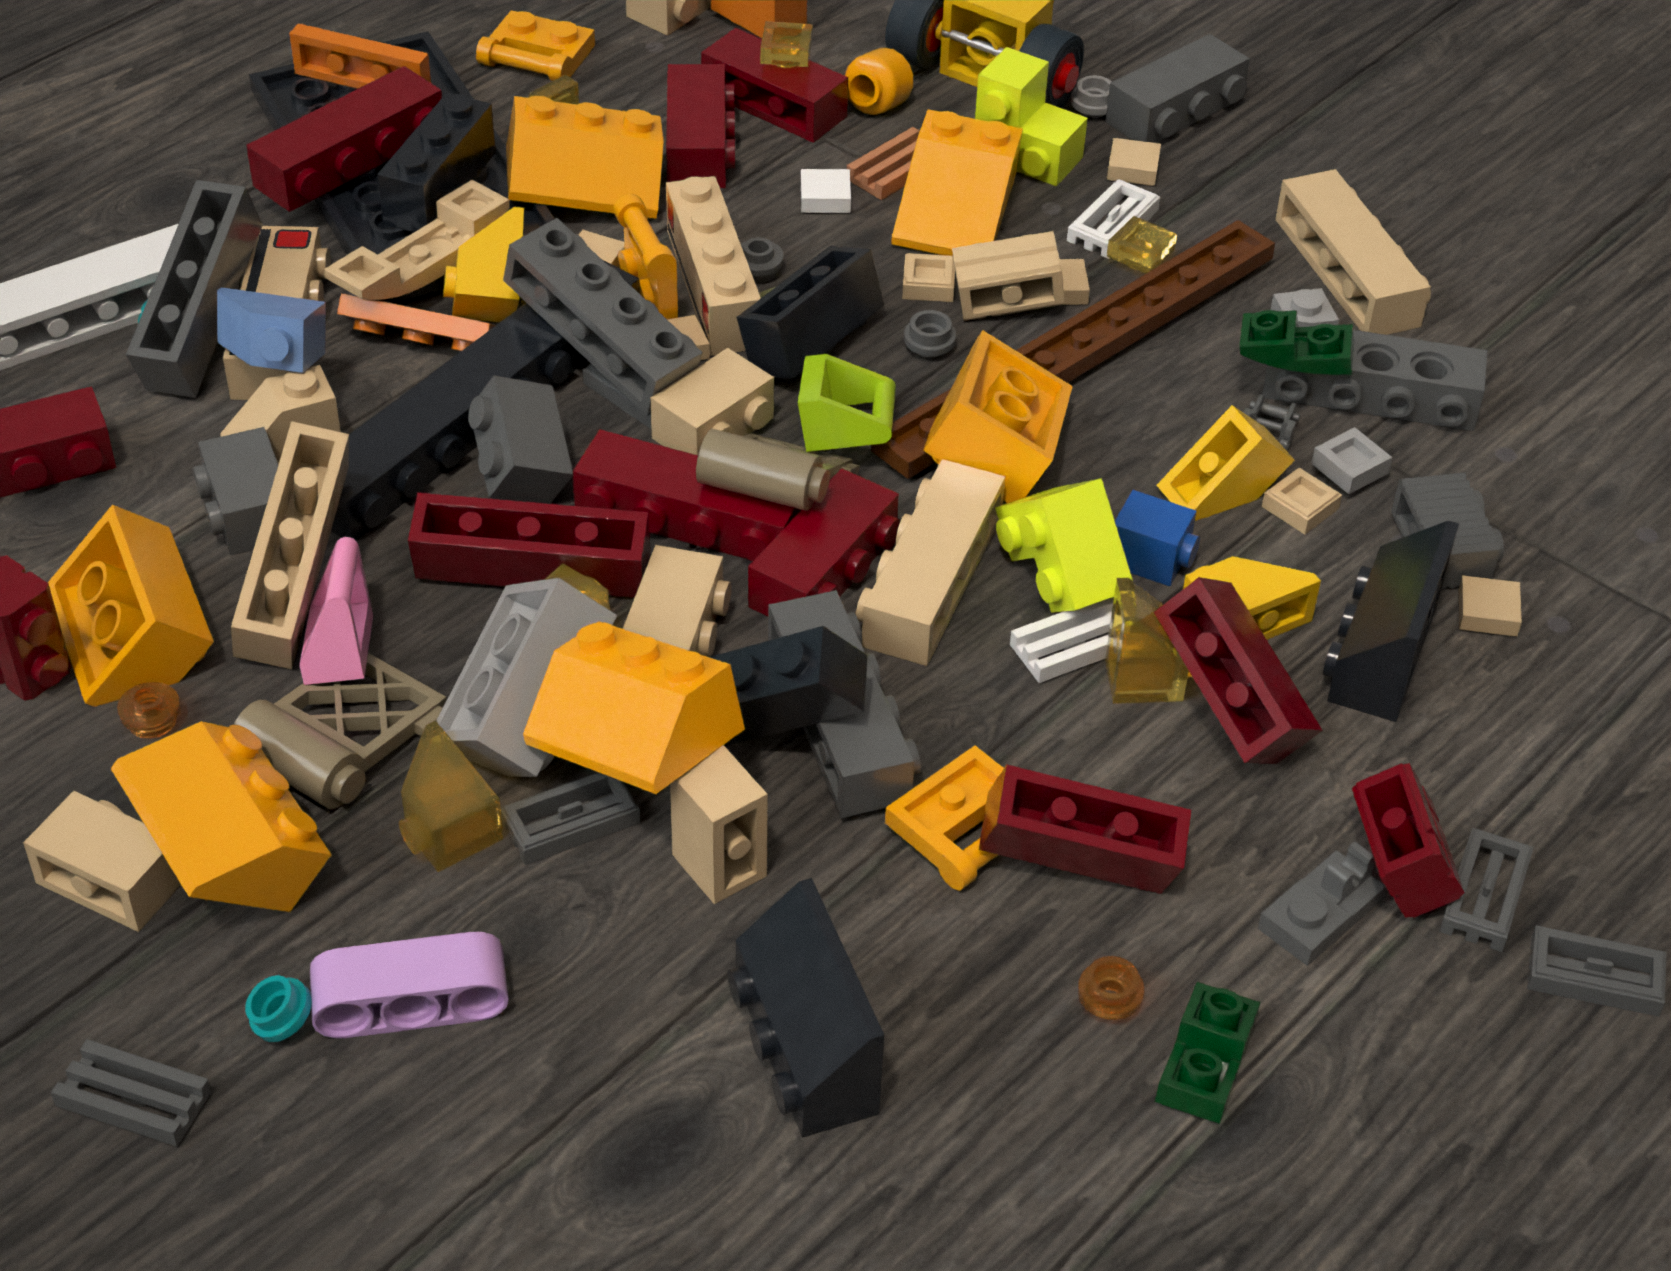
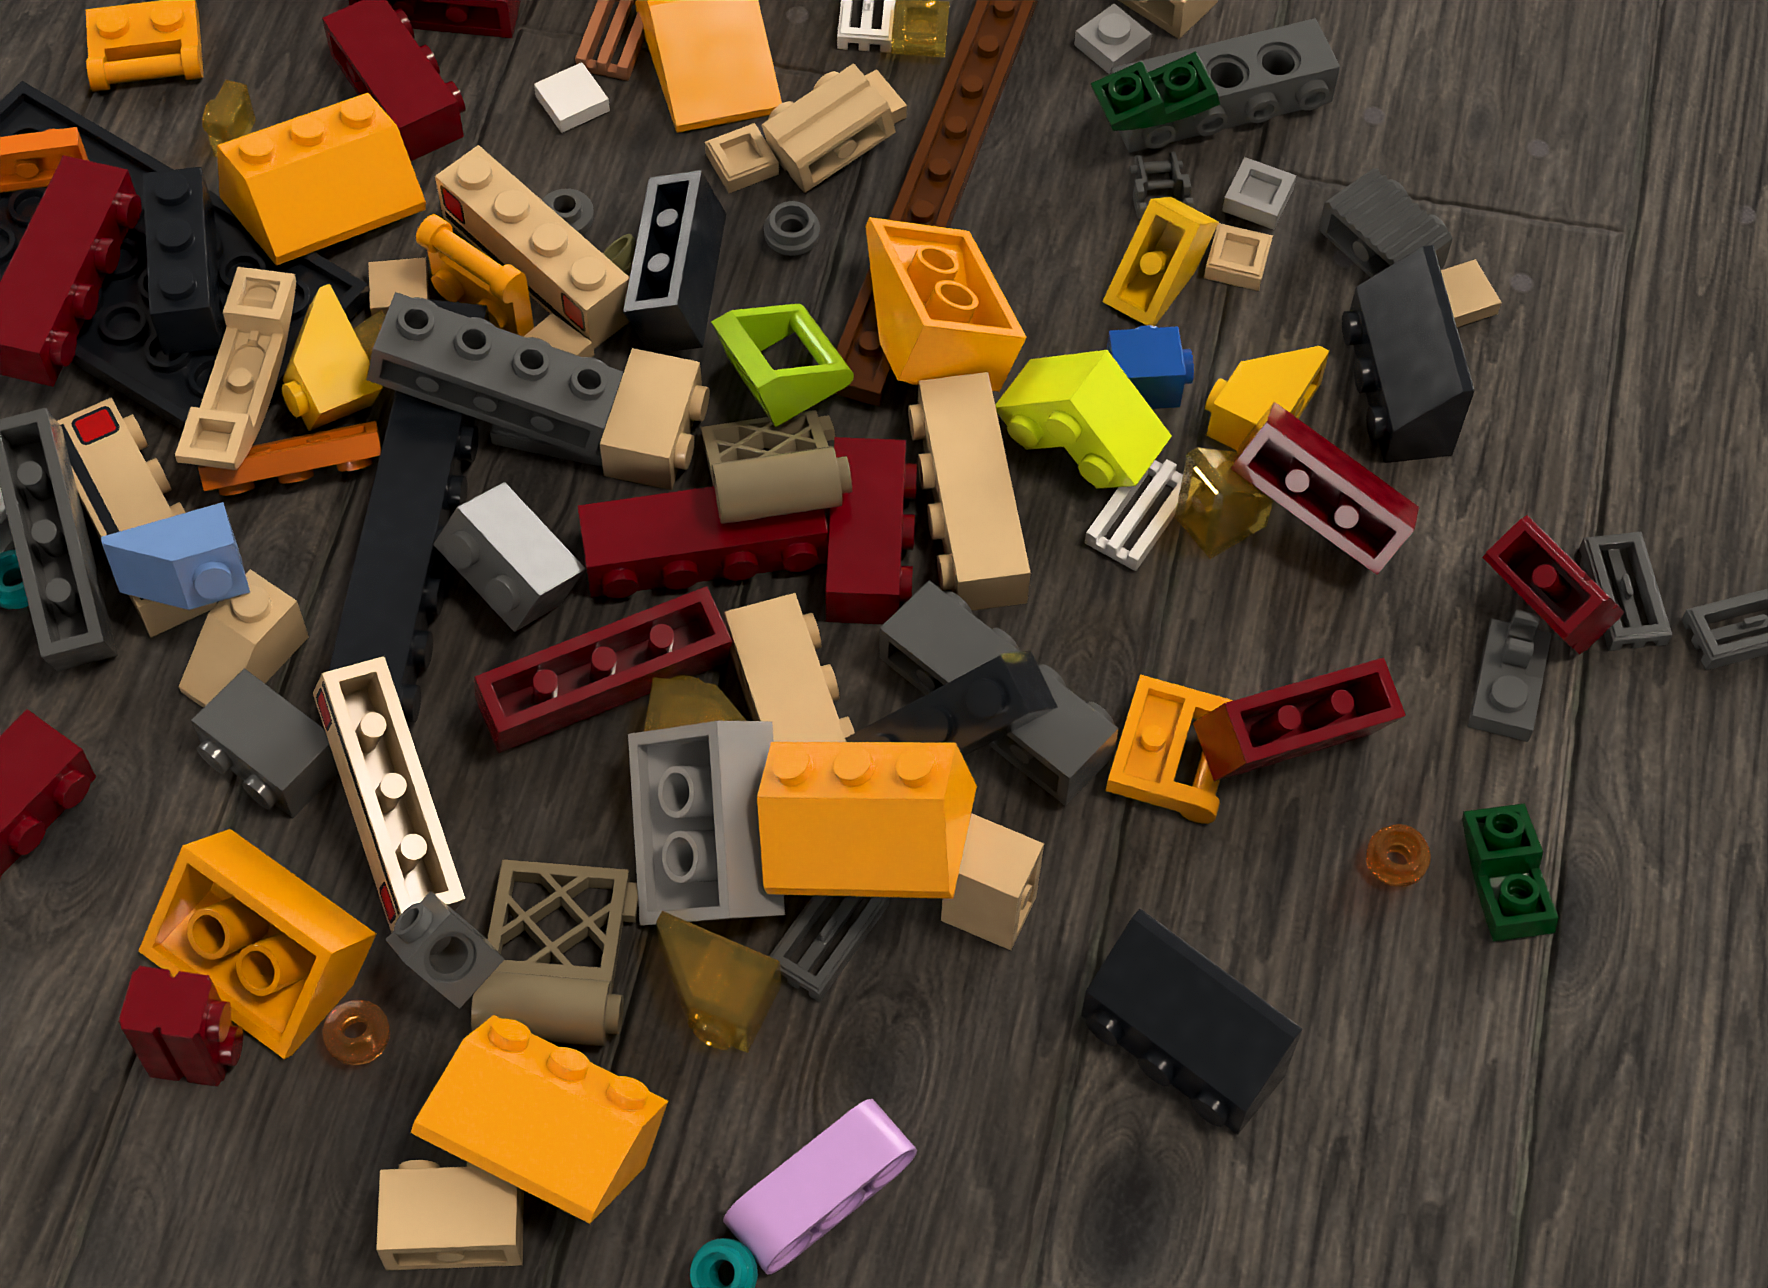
camera: 30 degrees left, 15 degrees up
(240, 688) = (456, 969): none -> dark grey brick
(338, 620) = (483, 850): bright pink tile -> none

